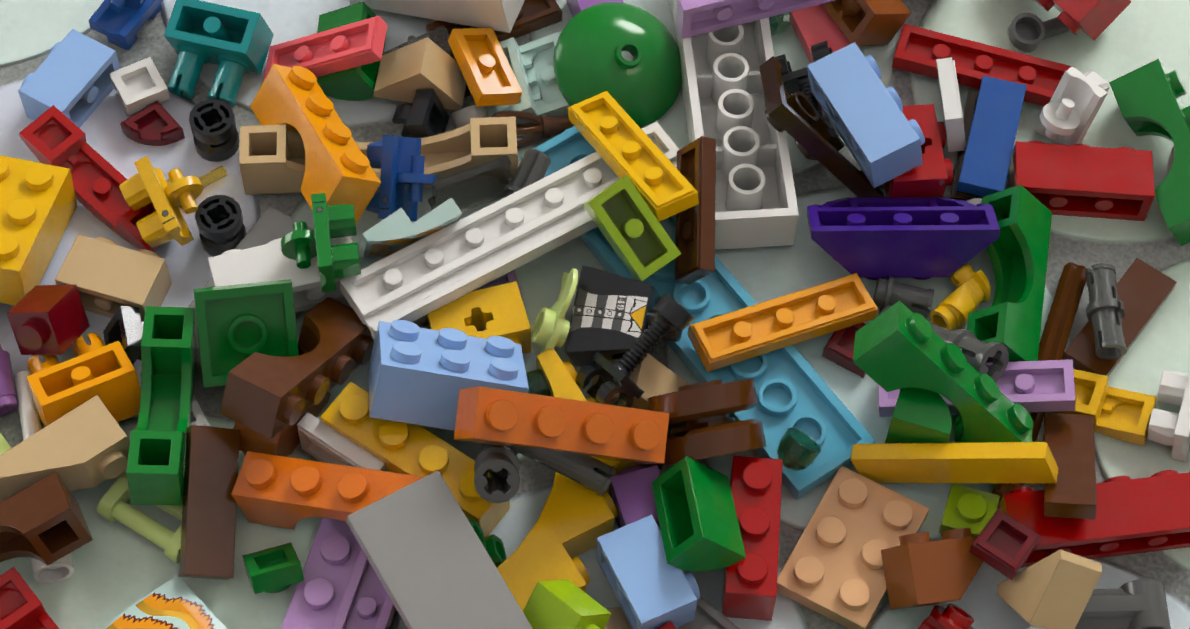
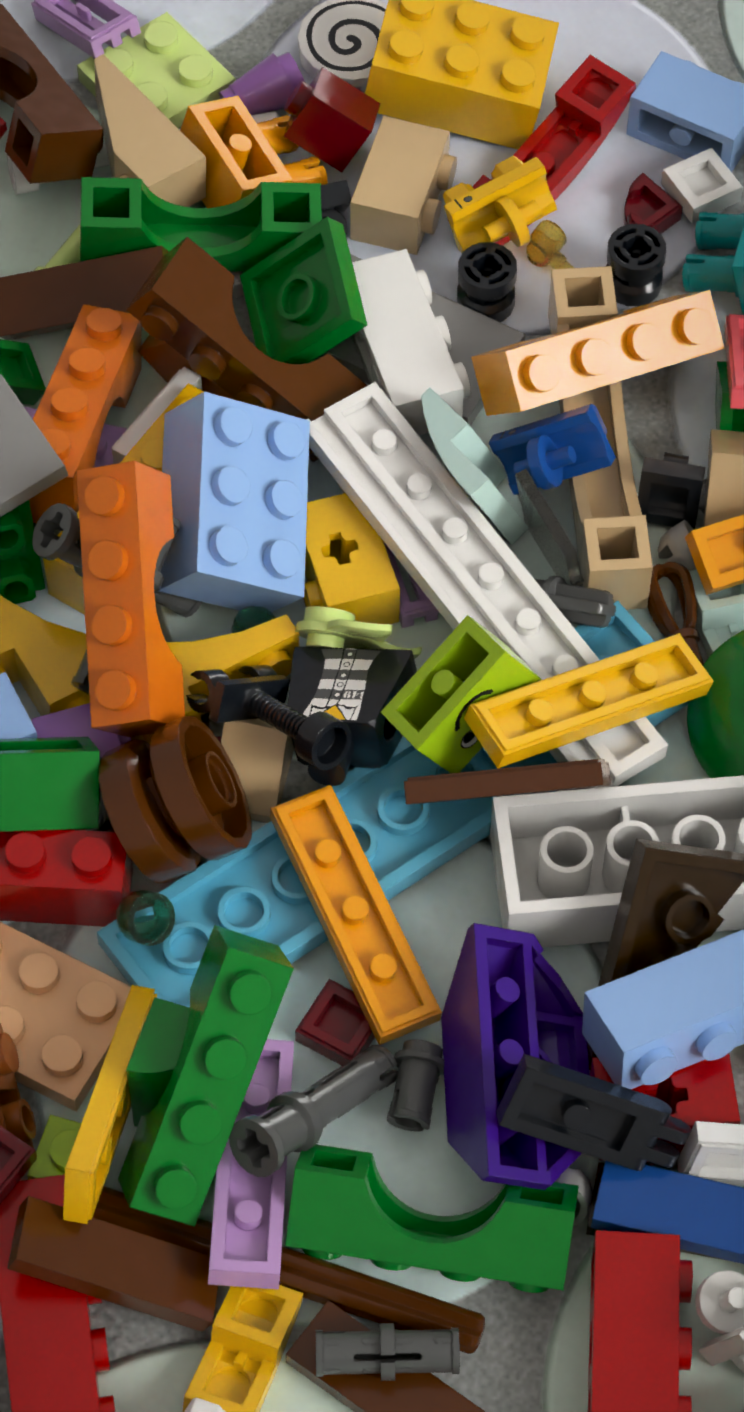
camera: 90 degrees right, 0 degrees up
(329, 223) = (417, 348): green hips -> none
(950, 174) = (590, 1115): none -> black hinge
(971, 291) = (408, 1164): yellow arm -> none

